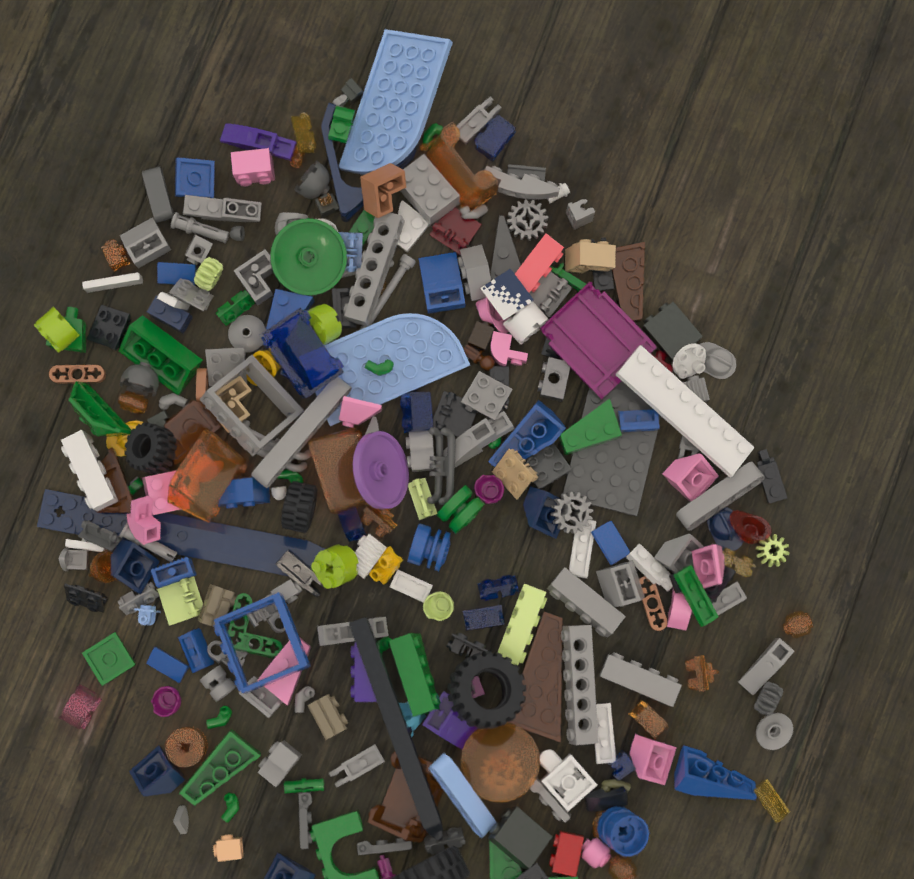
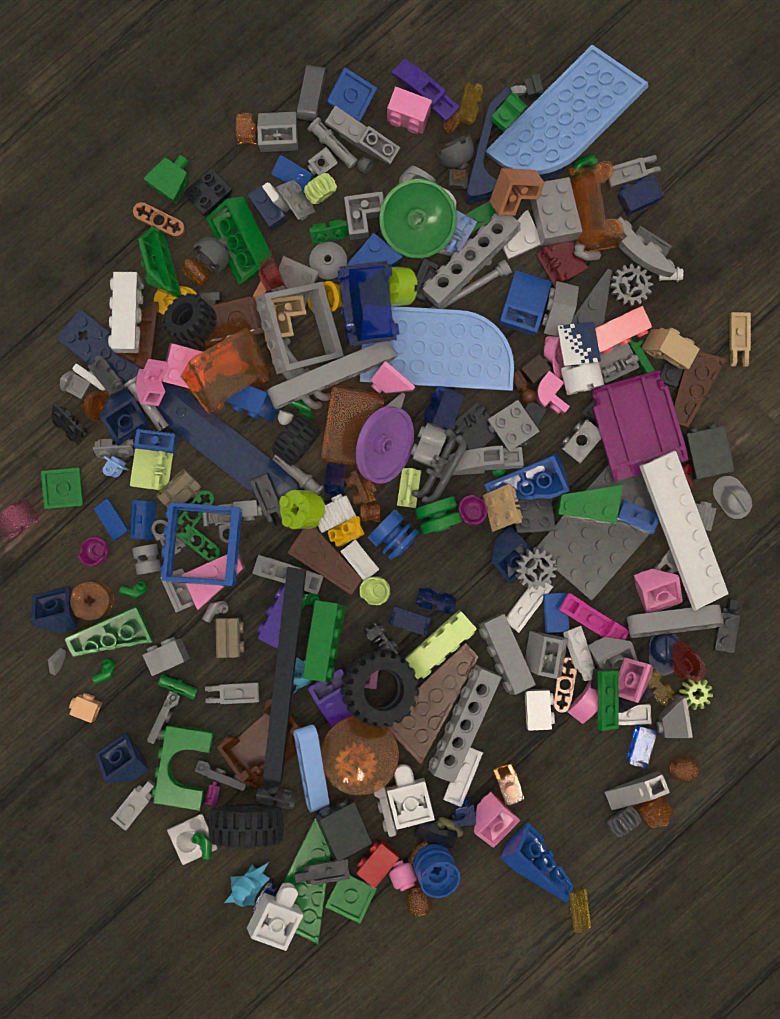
camera: 25 degrees right, 5 degrees up
(56, 329) = (158, 169): lime brick -> none
(112, 282) = (230, 153): white tile -> none
(135, 485) = (161, 346): green piece -> none
(167, 400) = (232, 285): light grey arm -> none
(202, 371) = (270, 273): none -> clear red piece
(324, 539) = (305, 480): none -> light grey pin
(372, 600) = (320, 556): none -> reddish brown wing
(380, 369) = (431, 353): green arm -> none
(398, 538) = (370, 512): none -> clear orange wheel
(579, 216) = (679, 305): light grey hinge -> none
(640, 637) = (538, 709): none -> white brick
(640, 680) = (519, 747): light grey brick -> none
(645, 531) = (592, 618): none -> dark pink slope
(646, 217) = (740, 337): none -> tan hinge
(689, 360) = (711, 487): white dish -> none
(701, 682) = (577, 759): clear orange hips -> none
(749, 623) = (641, 746): none -> clear blue hinge
(765, 583) = (675, 719): none -> light grey slope
(779, 735) = (614, 851): light grey dish -> none
(793, 675) = (656, 812): none -> clear orange brick

